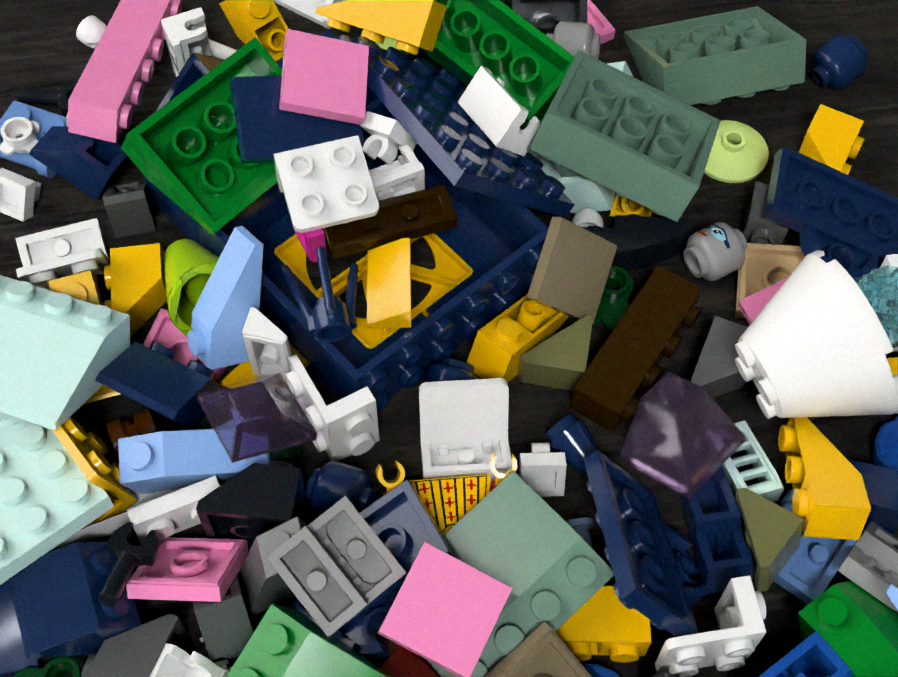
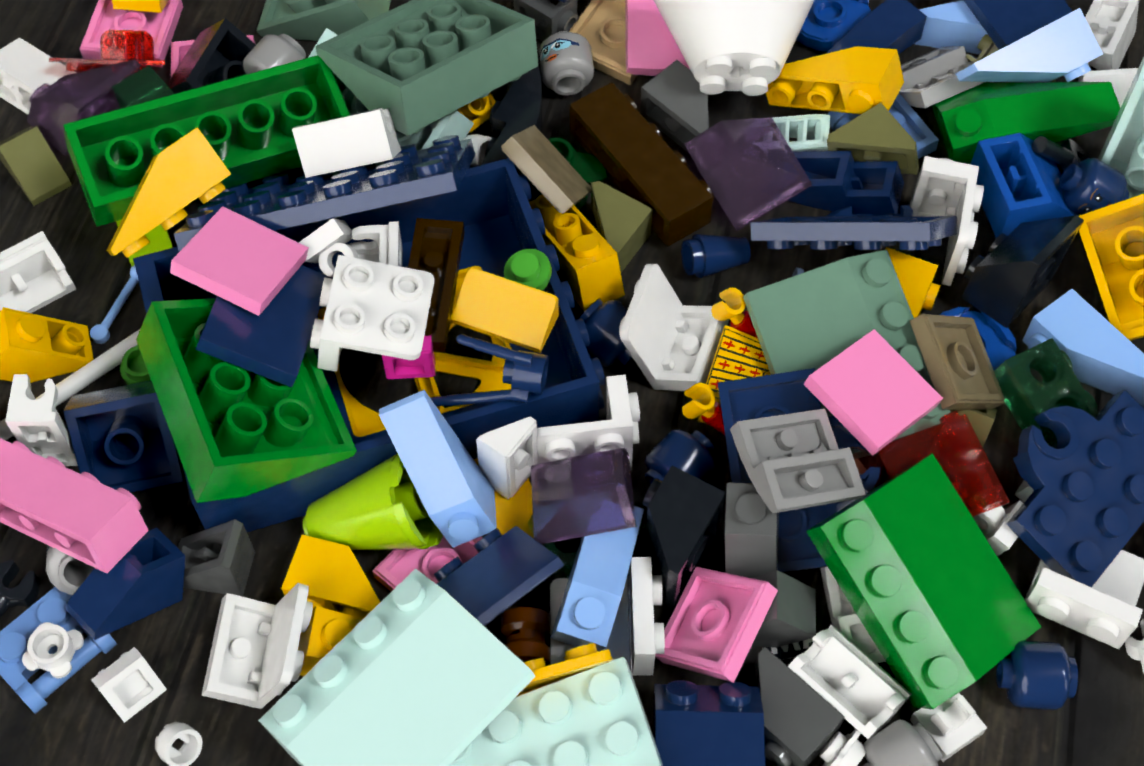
camera: 65 degrees left, 0 degrees up
(127, 558) = (694, 665): black bar -> none
(436, 286) = (529, 268): none -> bright green plate
(544, 470) = (732, 276): white tile -> none

